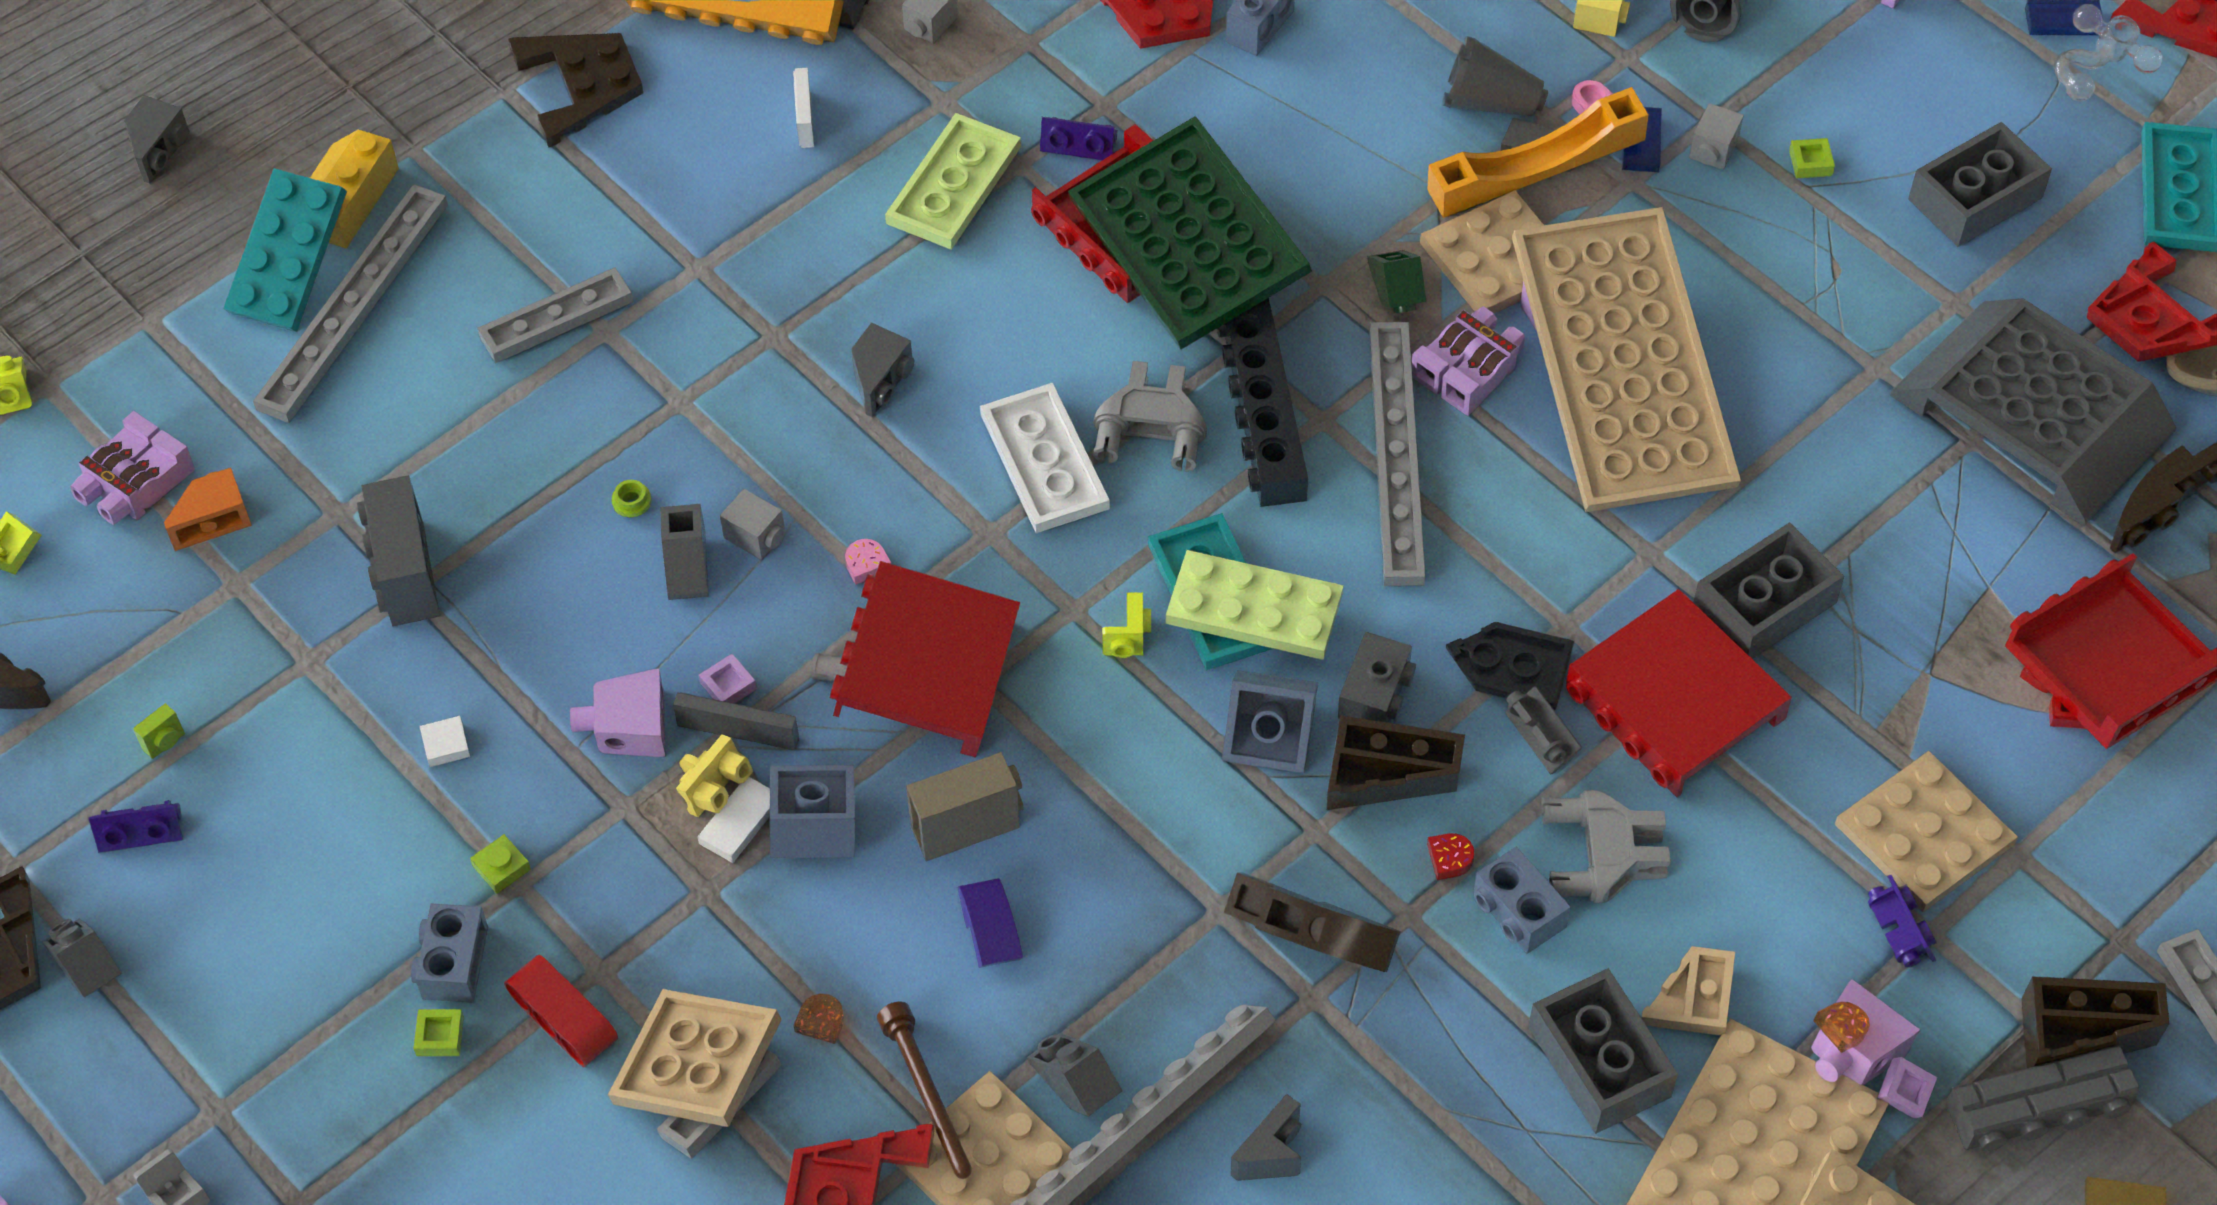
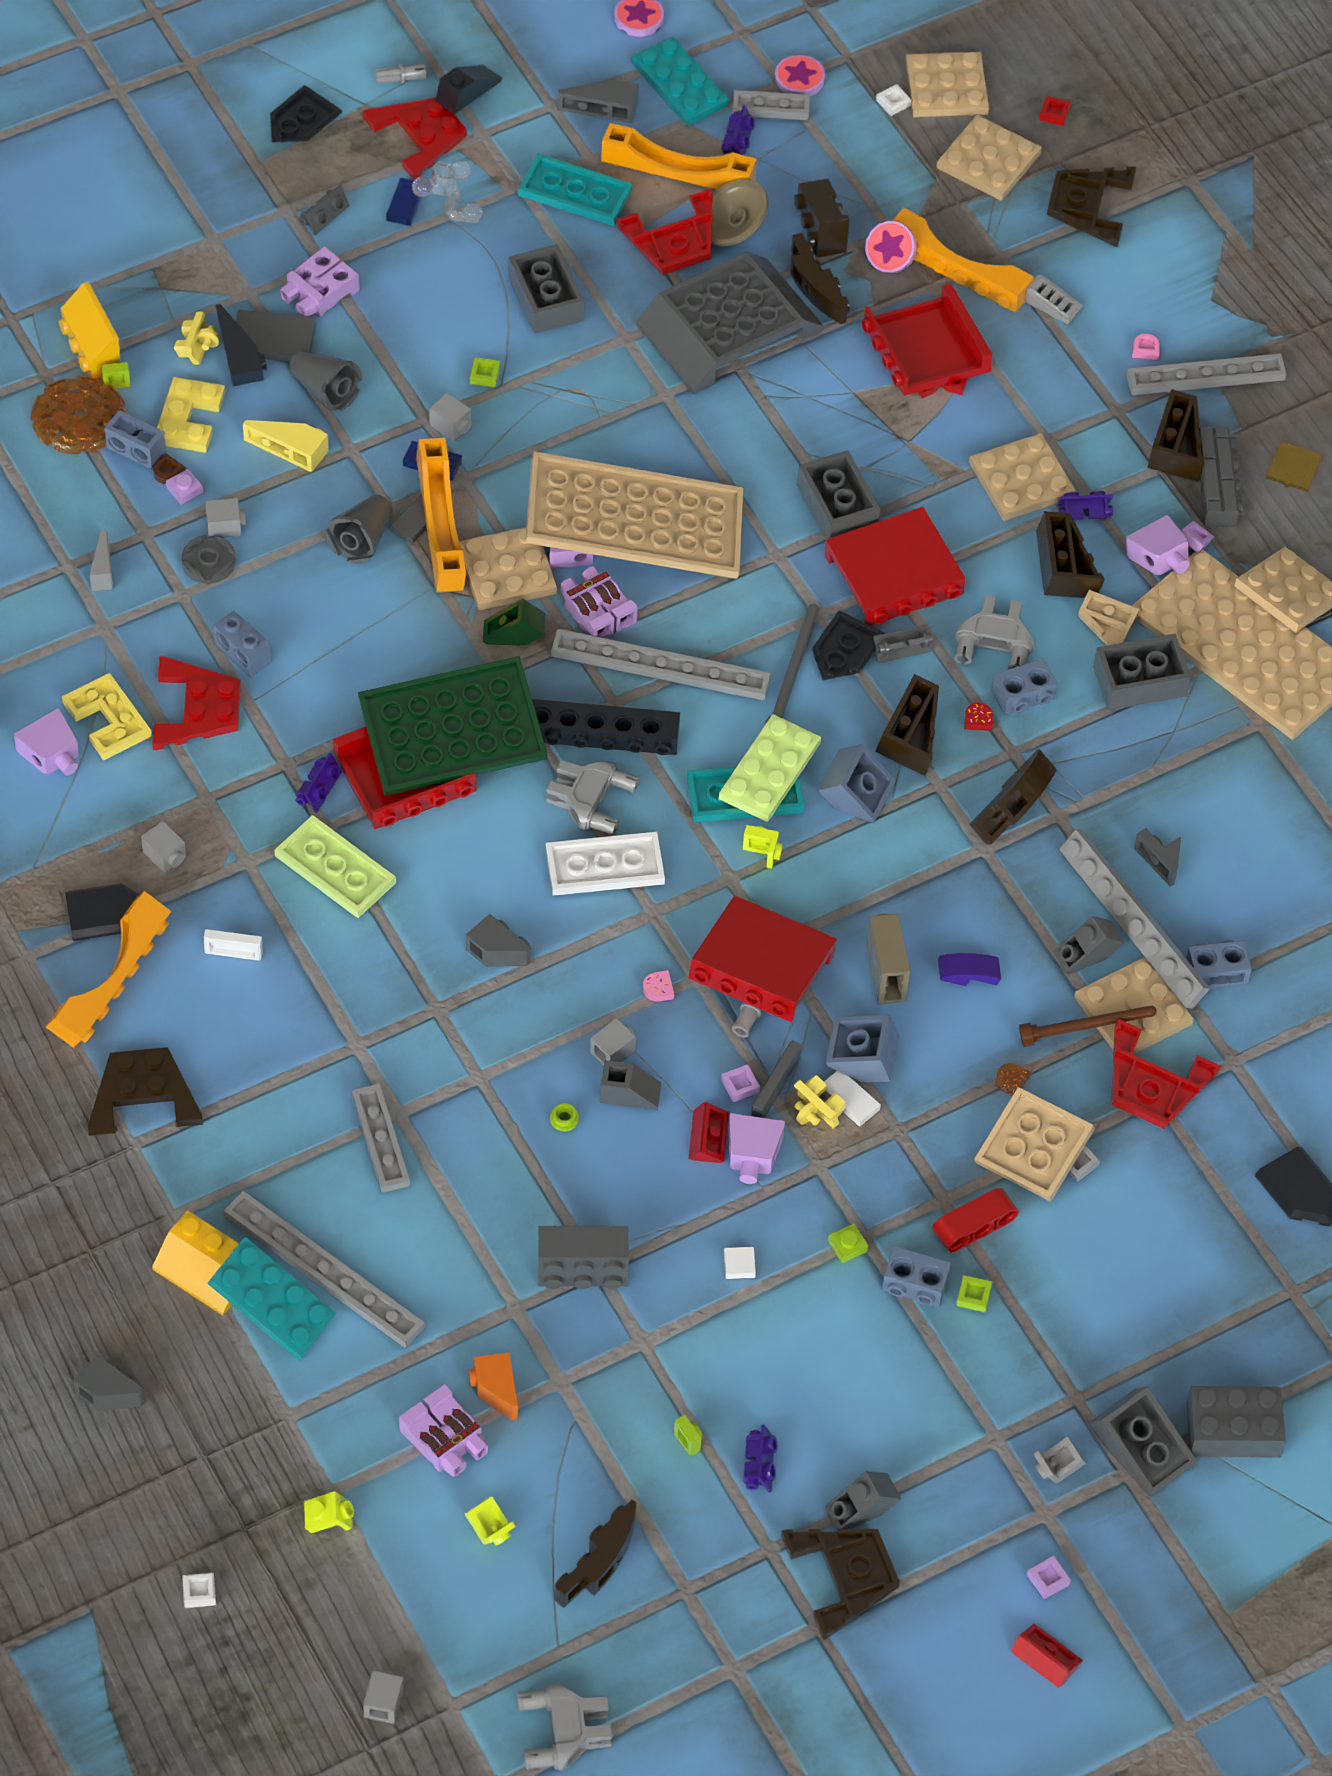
camera: 80 degrees left, 0 degrees up
(666, 658) = (708, 1134): none -> red slope
(1352, 606) = (795, 661): none -> dark grey piece
(1377, 679) = (843, 720): dark grey brick -> none
(1588, 93) = (385, 478): bright pink tile -> none
(1778, 903) = (1064, 560): none -> dark brown wedge
(1843, 1024) = (1164, 544): clear orange tile -> none

